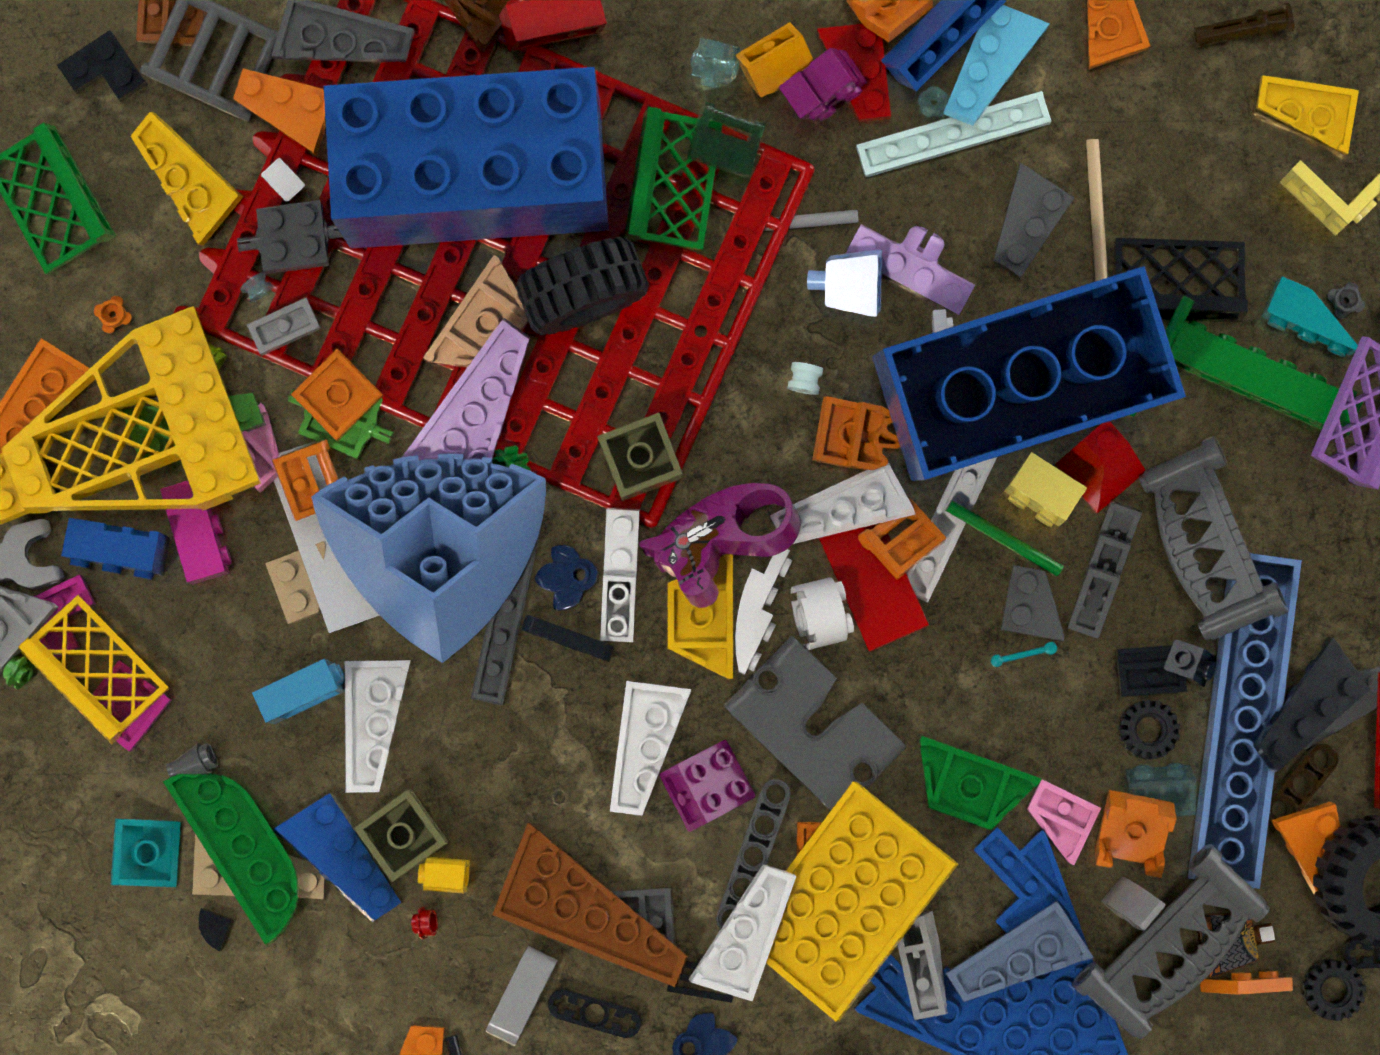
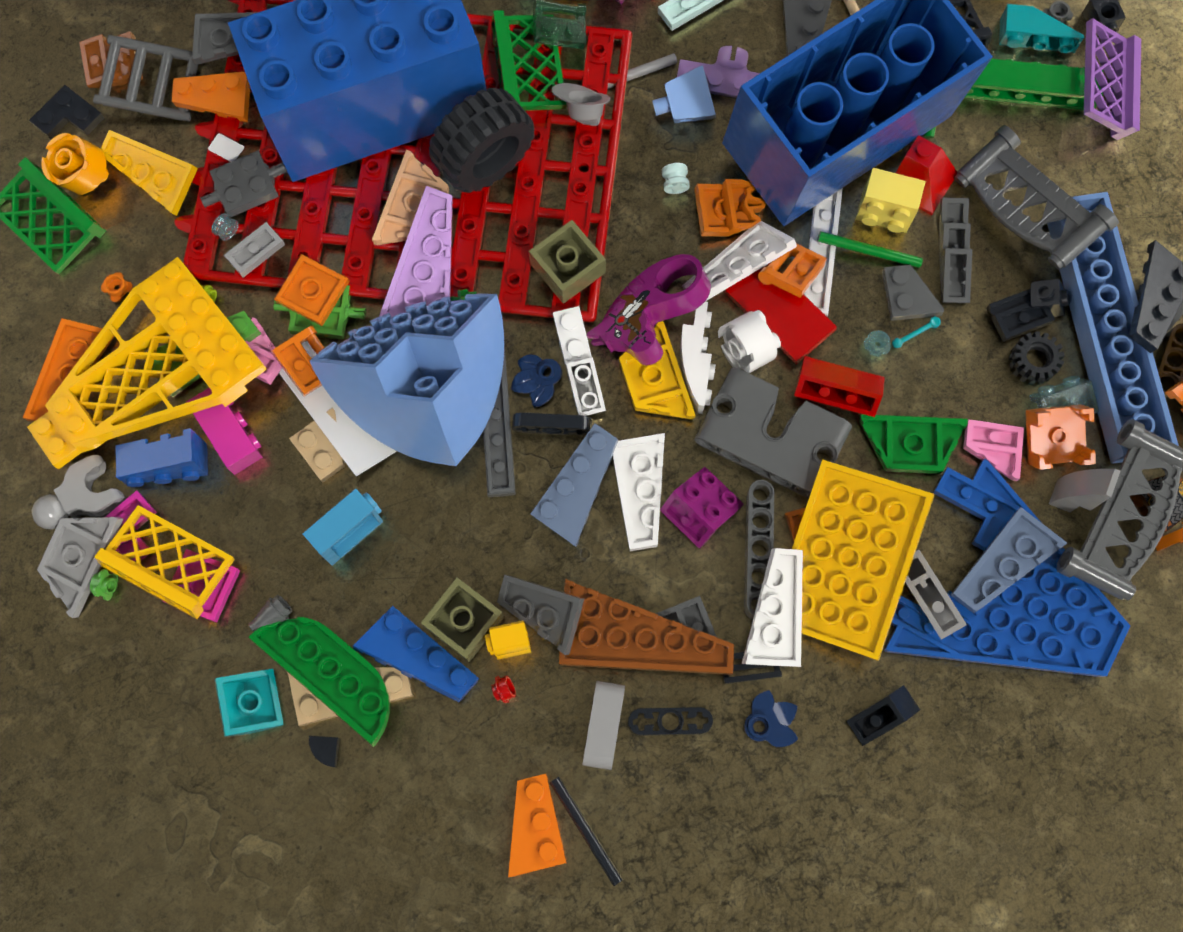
camera: 20 degrees left, 10 degrees down
(99, 148) = (74, 164): none -> light orange brick
(371, 712) = (409, 534): white wing -> none
(494, 849) = (544, 609): none -> dark grey wing
(567, 725) = (572, 493): none -> sand blue wing
(720, 253) = (582, 103): none -> light grey piece
(907, 696) = (839, 386): none -> red brick
(979, 661) = (882, 338): none -> clear light blue plate

